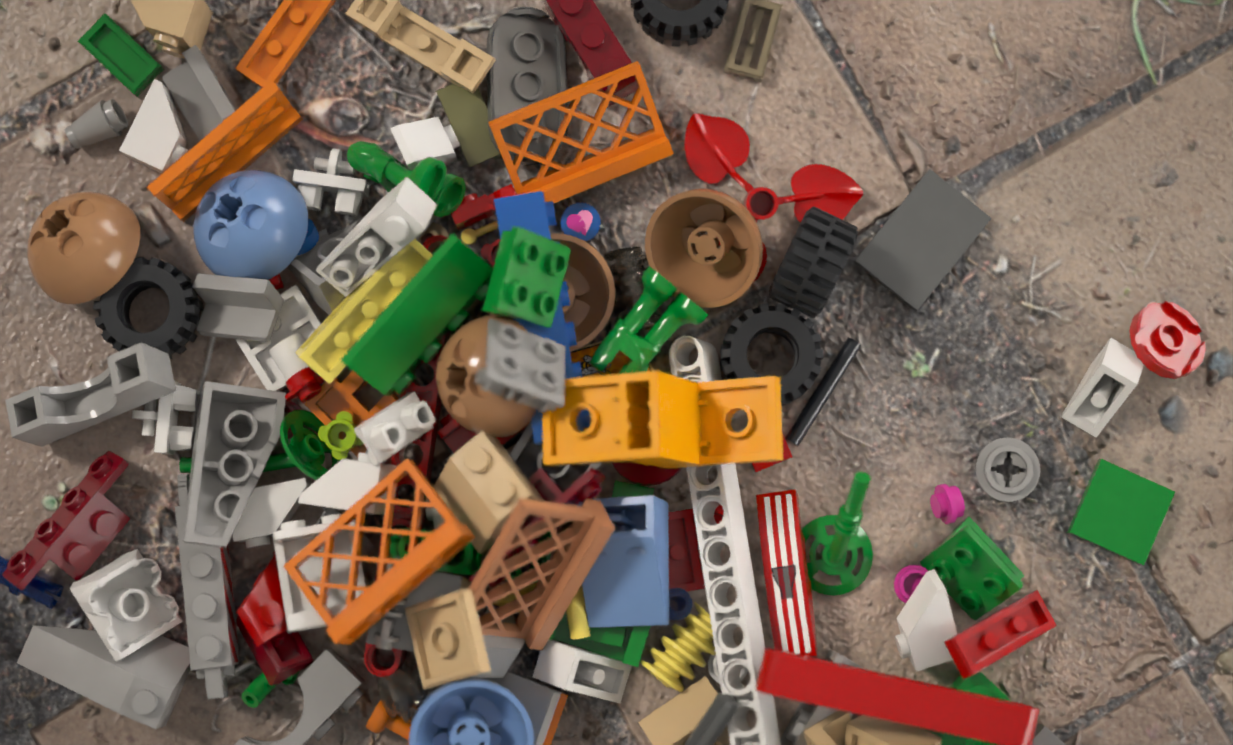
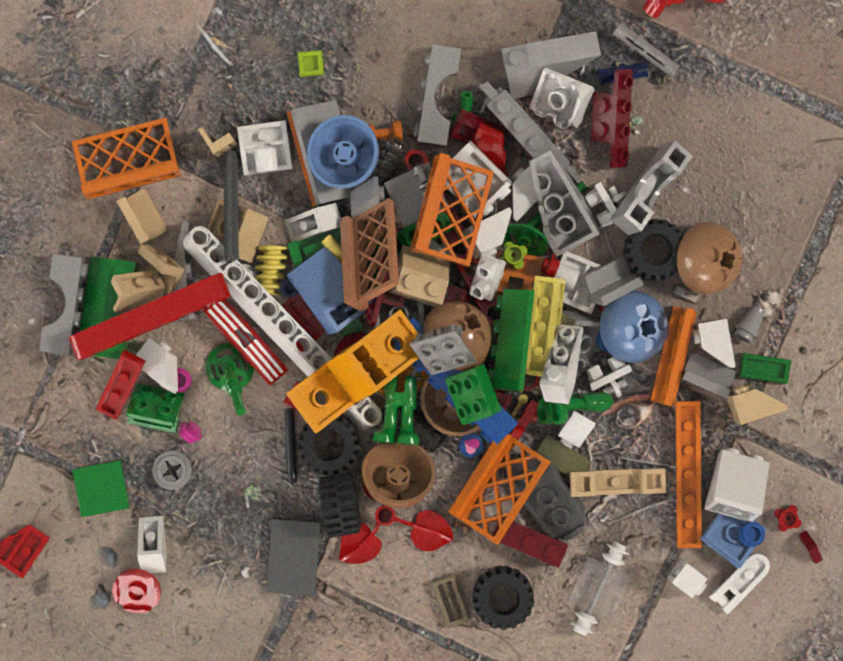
camera: 145 degrees right, 5 degrees up
(447, 638) = (388, 192): tan tile -> none

